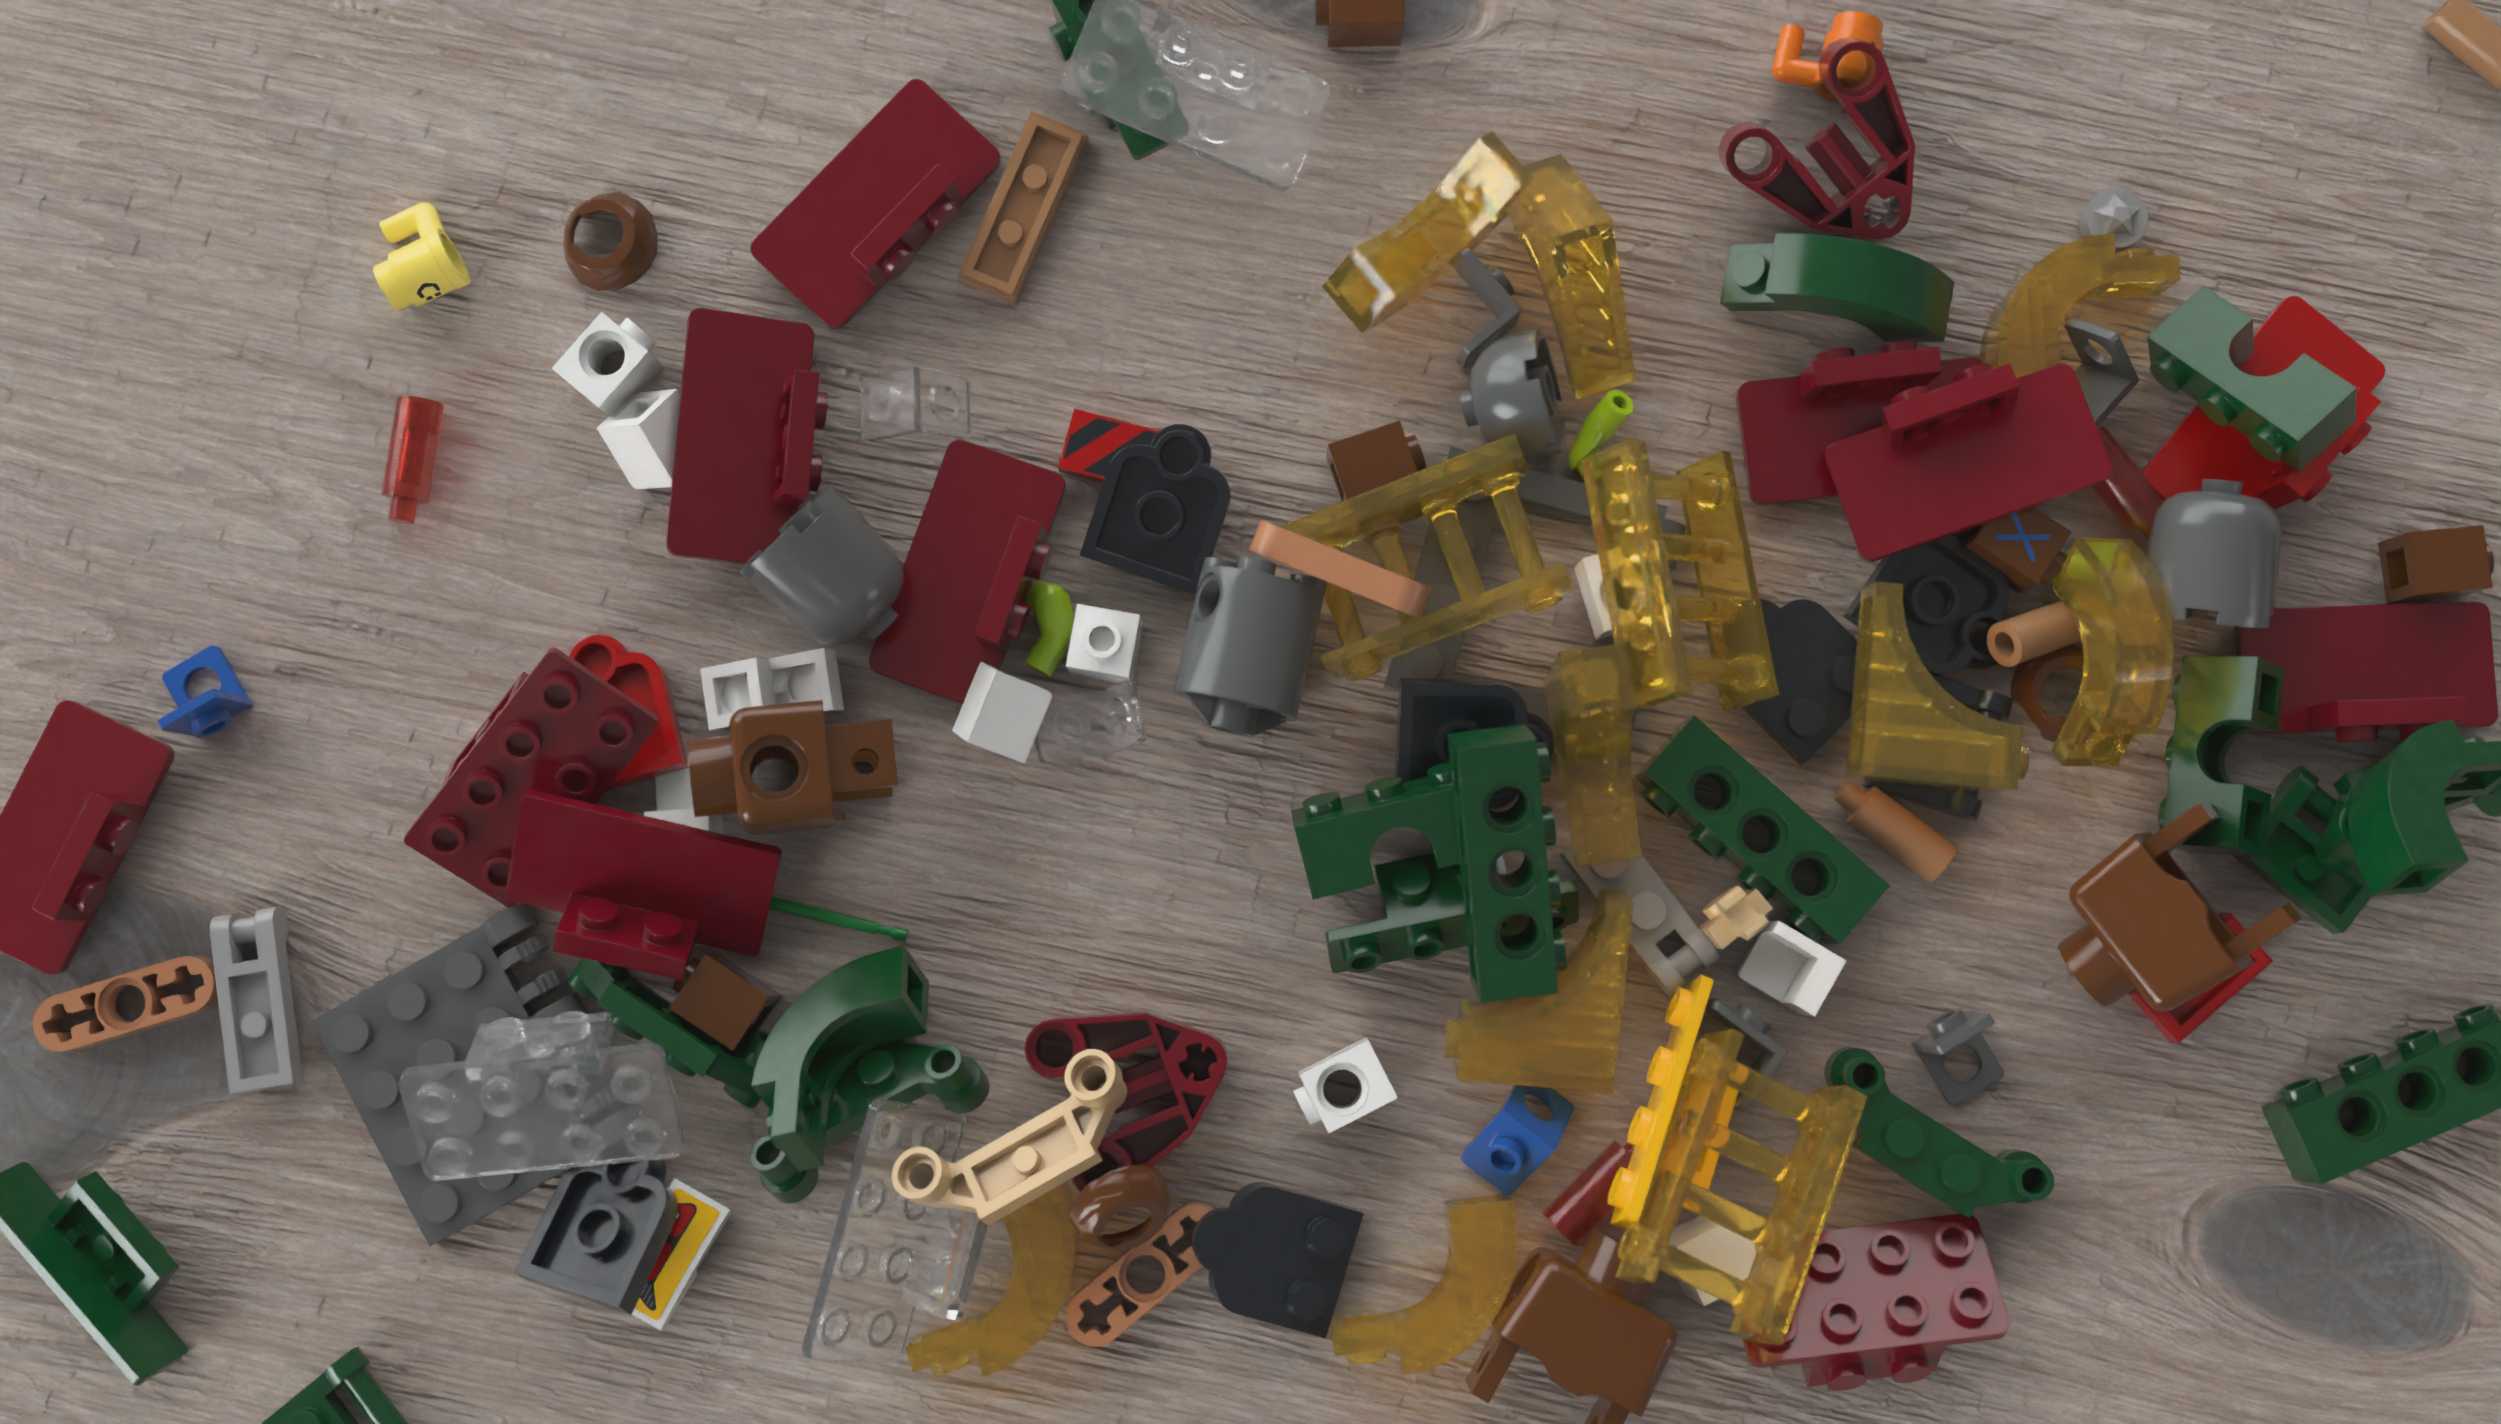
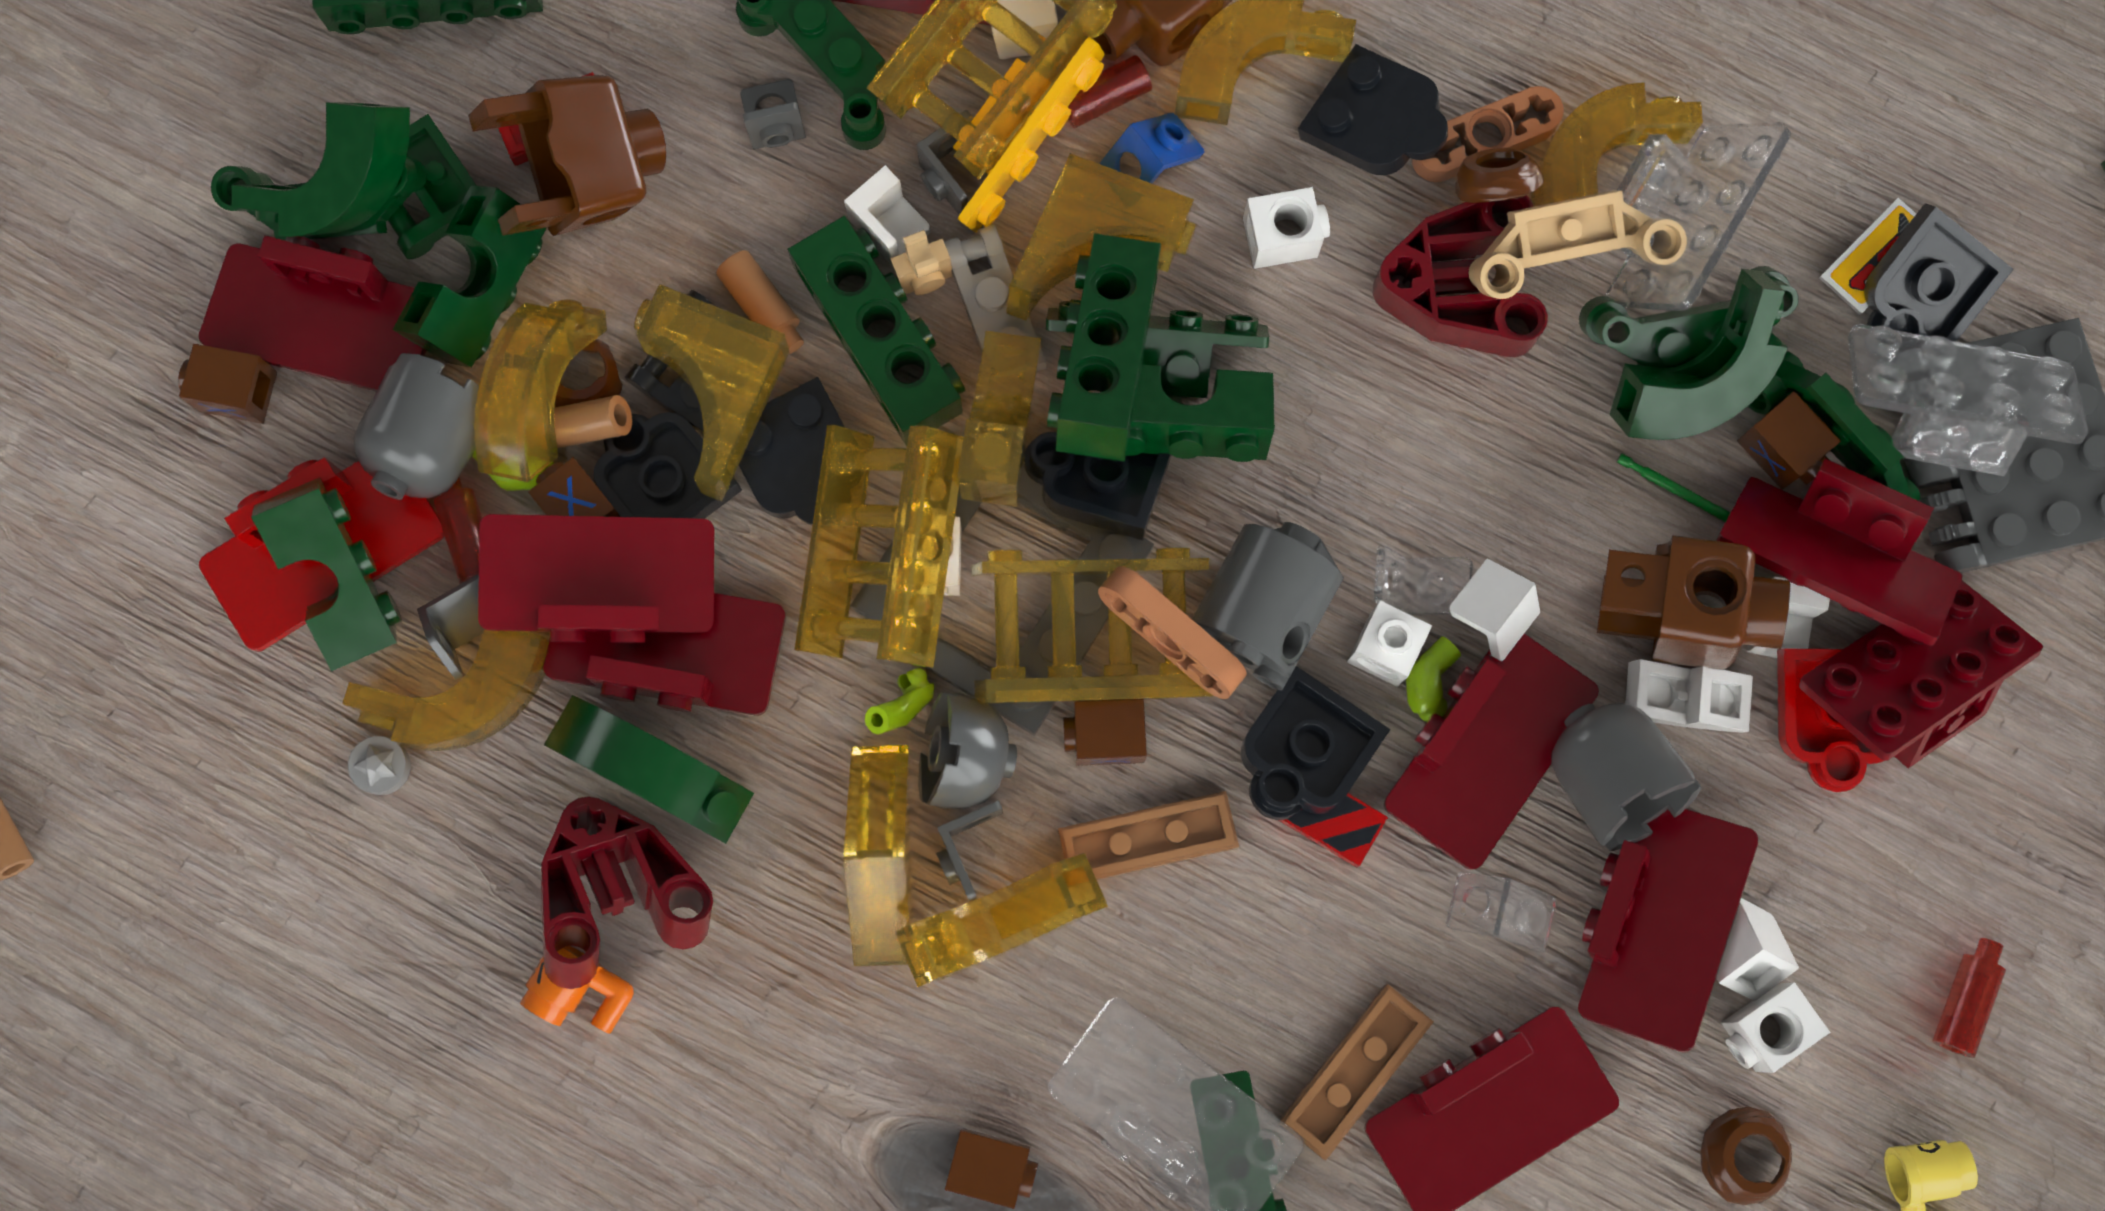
camera: 165 degrees left, 5 degrees down
(1297, 380) = (1153, 836): none -> medium nougat tile

